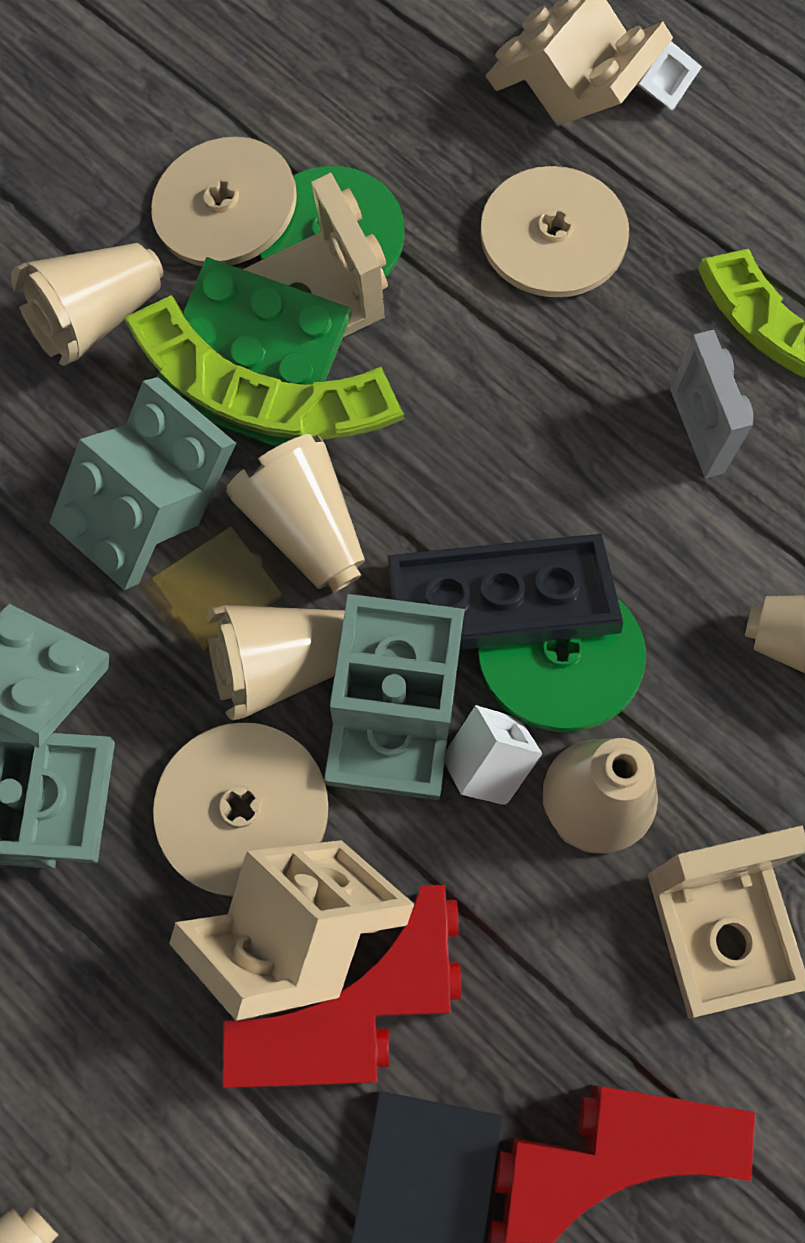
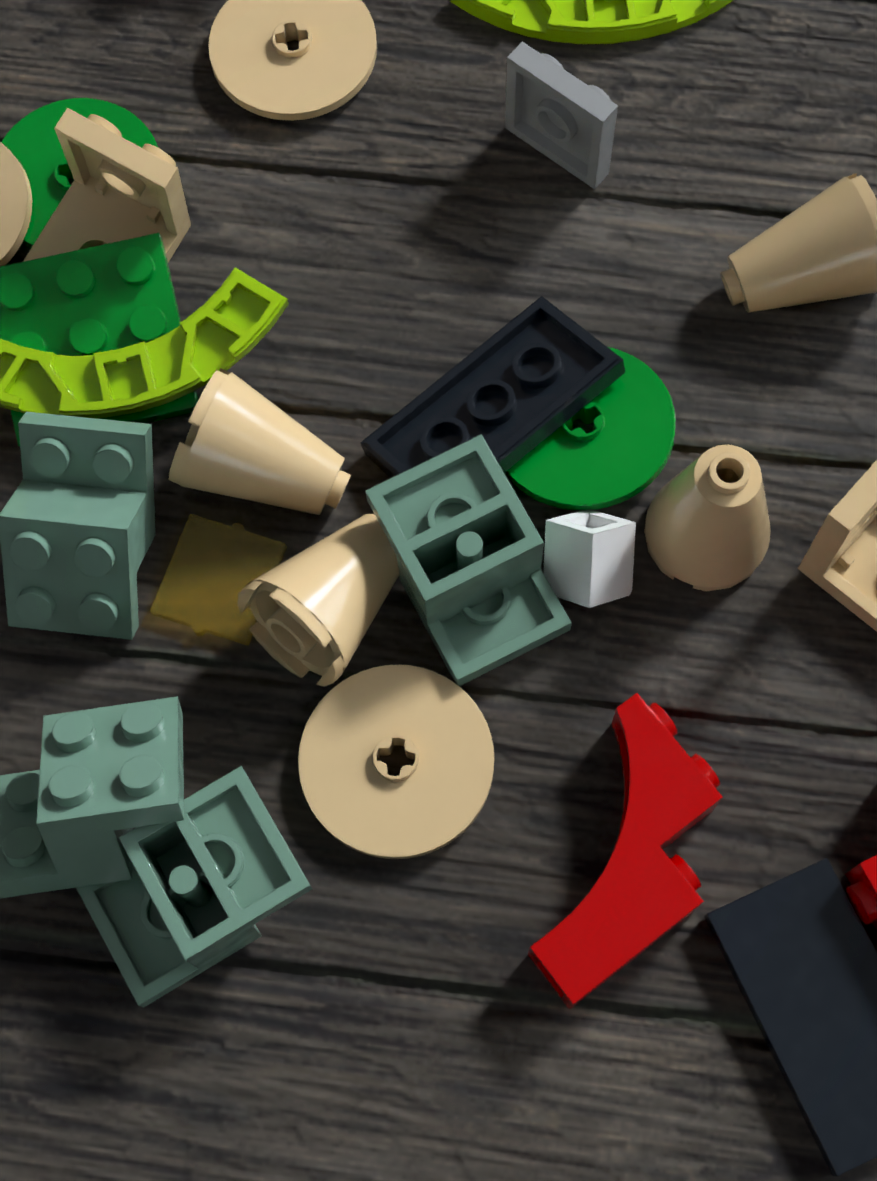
camera: 30 degrees left, 0 degrees up
(289, 928) = (530, 822): tan bracket -> none

